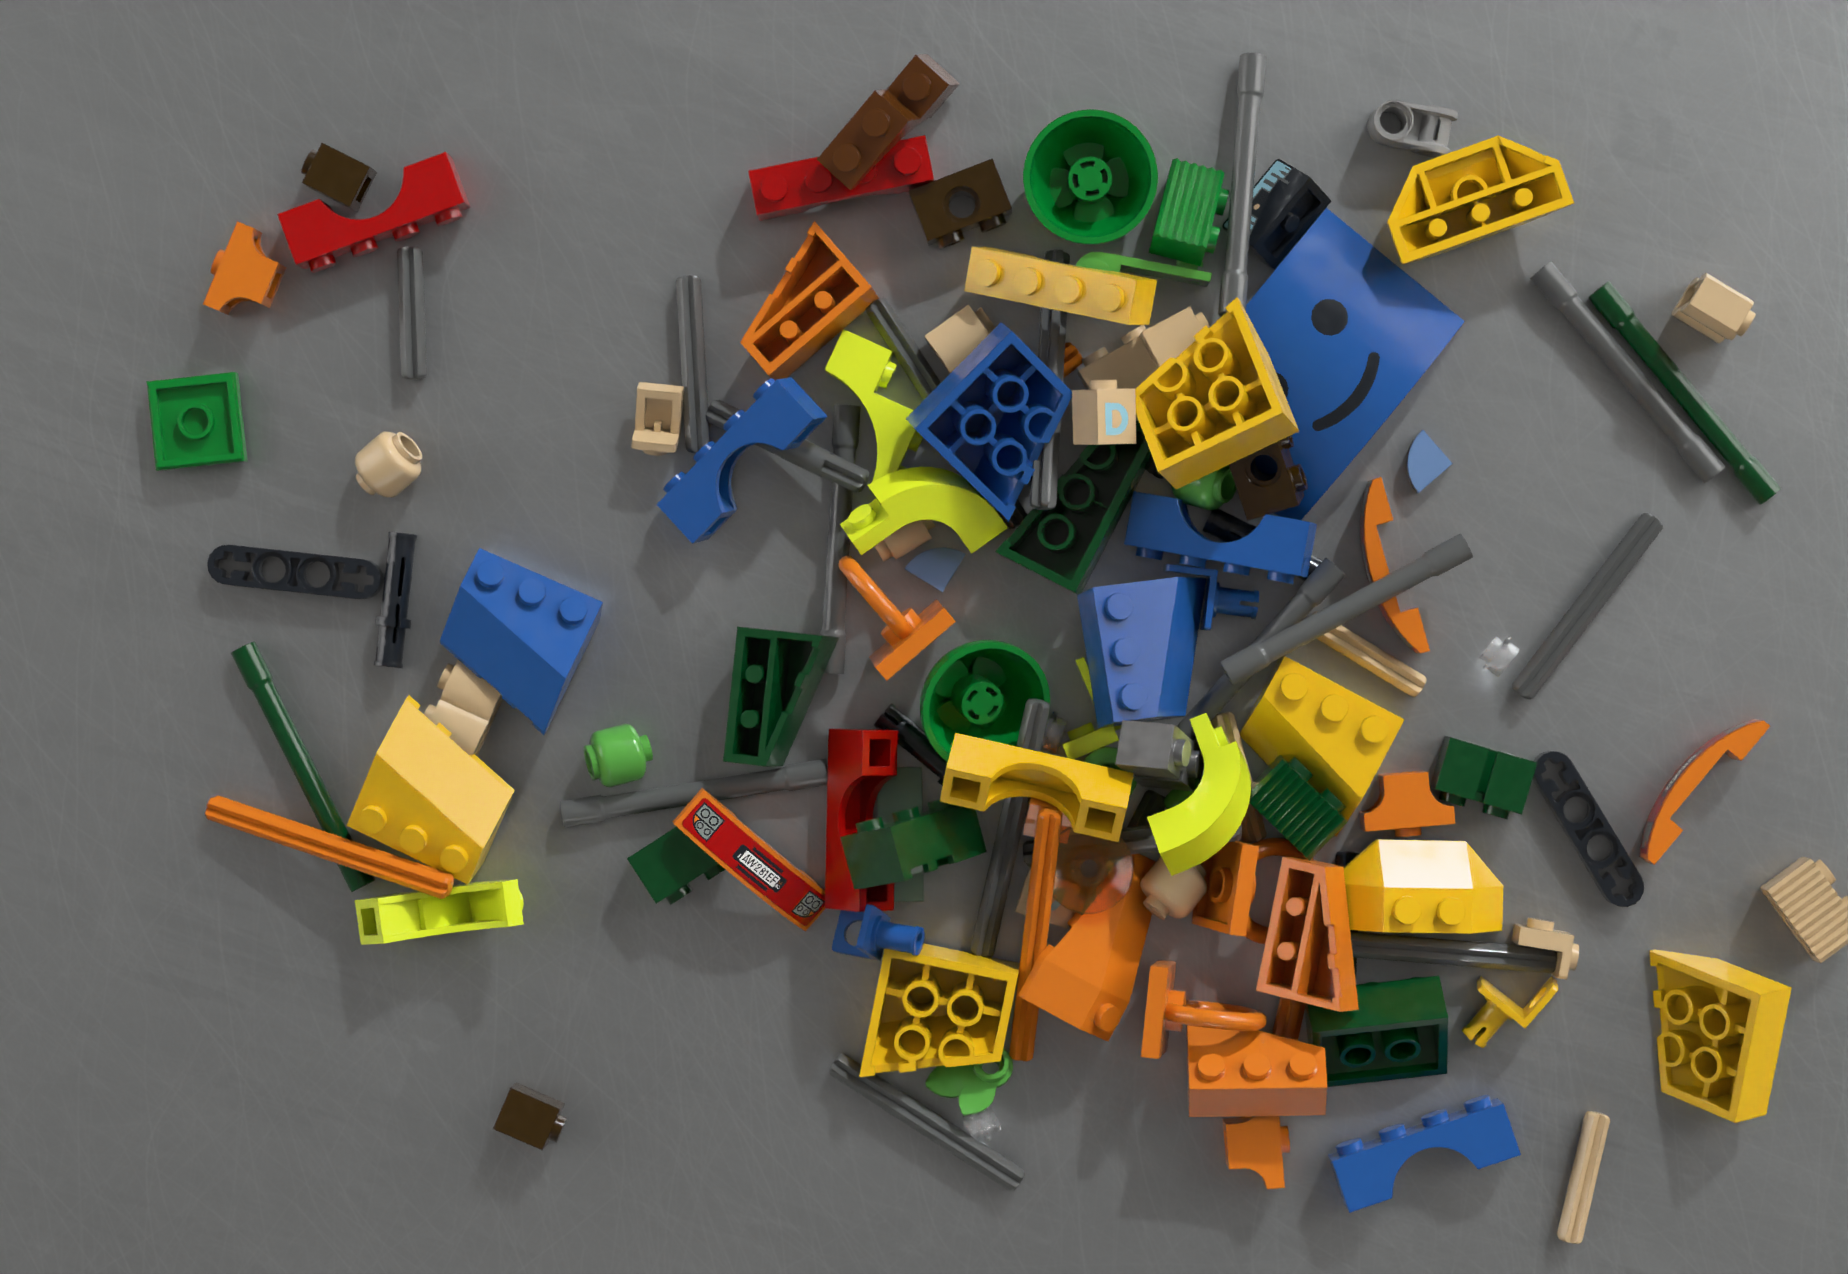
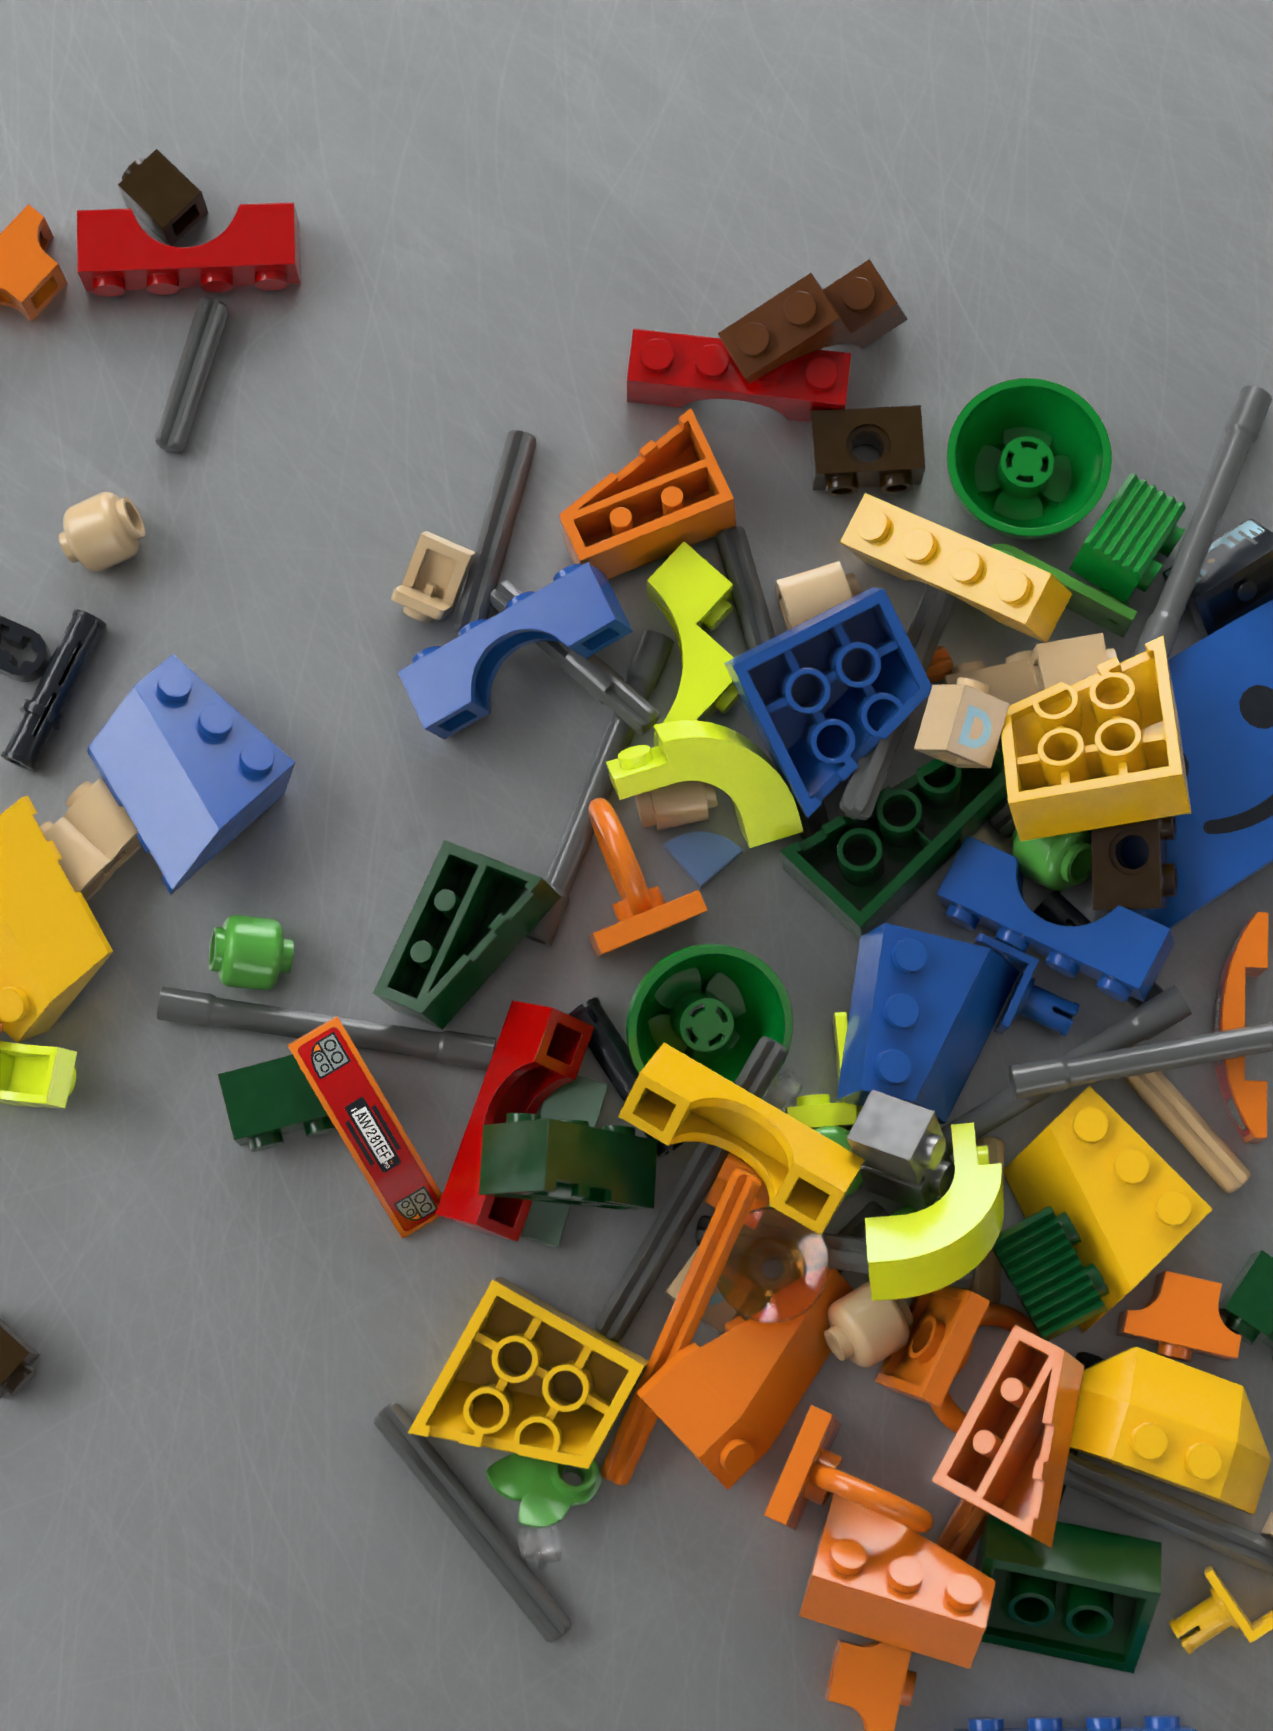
camera: 15 degrees right, 10 degrees down
(876, 934) = (486, 1260): blue bracket -> none

